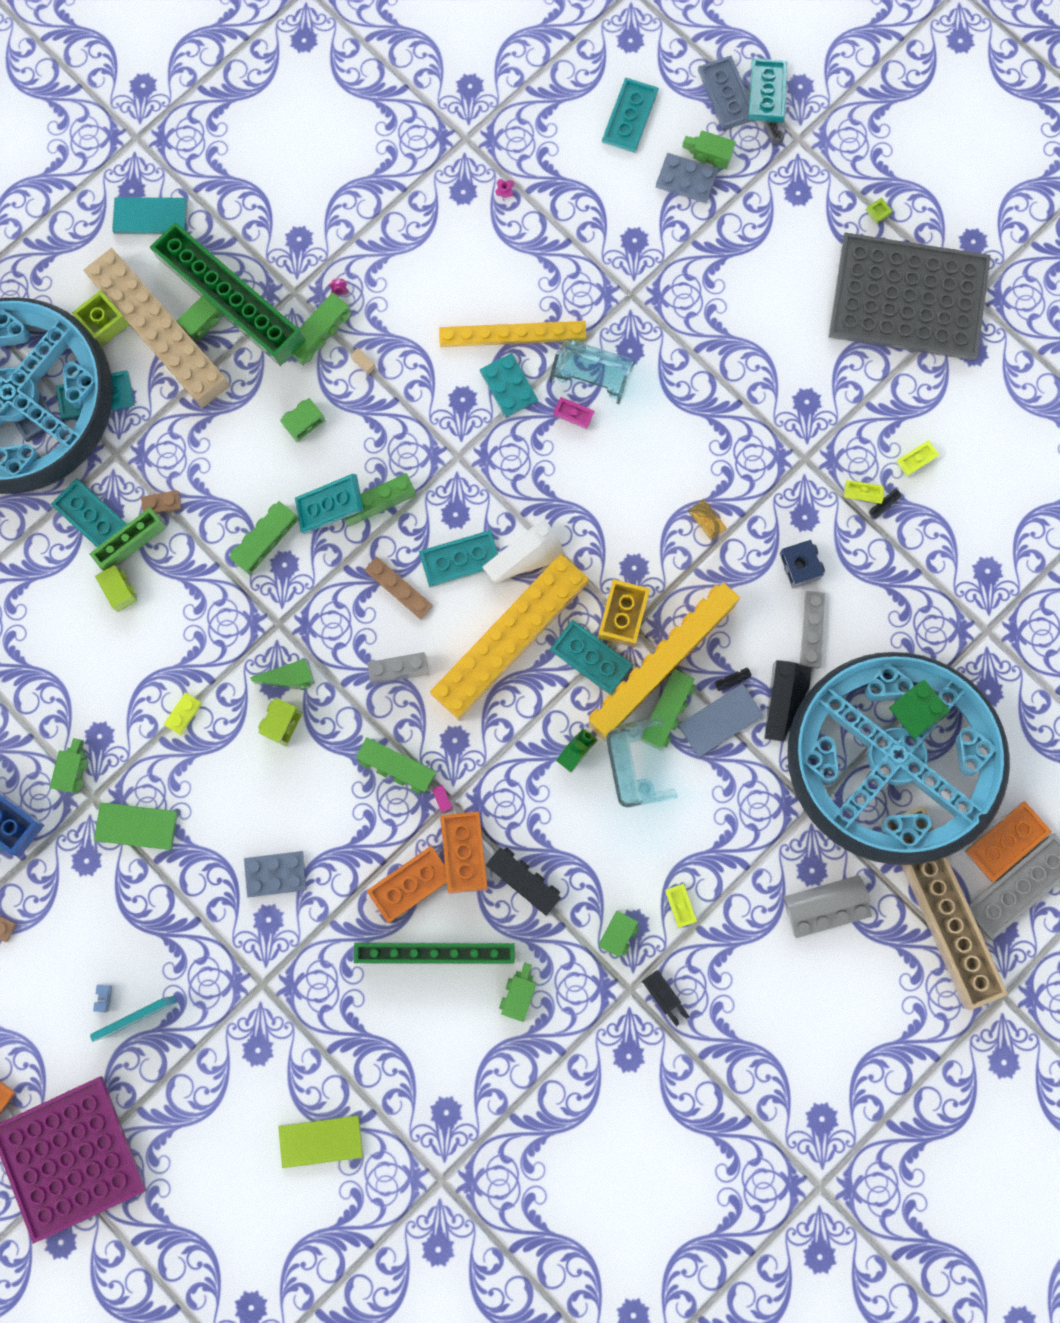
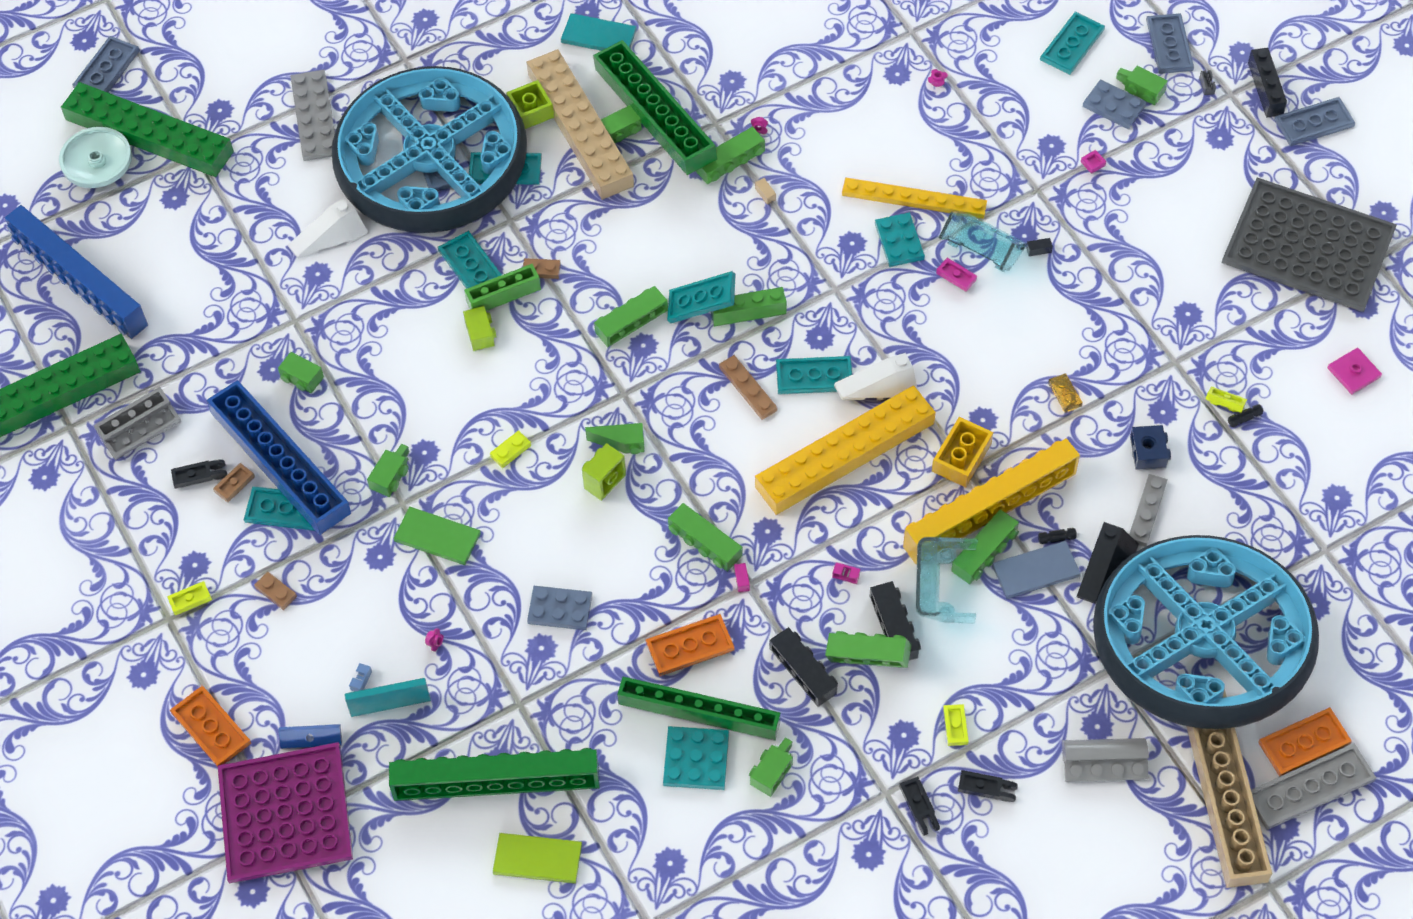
camera: 10 degrees right, 20 degrees down
(70, 1073) = (299, 736): none -> tile
(162, 940) = (434, 639): none -> dark pink plate
(255, 1075) = (494, 774): none -> green brick
(302, 419) = (695, 226): bright green brick -> none
(398, 668) = (729, 452): light grey brick -> none
(444, 1000) = (696, 758): none -> teal plate
(463, 852) = (750, 626): orange plate -> none
(541, 769) = (846, 573): none -> dark pink piece
(576, 750) = (885, 562): green slope -> none
(582, 853) = (868, 650): none -> bright green brick
(591, 657) = (918, 483): teal tile -> none
(599, 813) = (893, 615): none -> black brick
(618, 934) = (886, 735): bright green brick -> none
(648, 361) = (1039, 247): none -> black piece
(680, 251) = (1093, 161): none -> dark pink plate
(721, 962) = (986, 786): none -> black hinge
(767, 90) = (1209, 47): tile -> none
(833, 118) = (1267, 82): none -> black brick
(879, 210) = (1295, 166): lime plate -> none
(887, 152) = (1314, 121): none -> sand blue tile
(917, 458) = (1286, 382): neon yellow plate -> none
(919, 709) = (1235, 584): green slope -> none
(979, 428) = (1354, 371): none -> dark pink plate

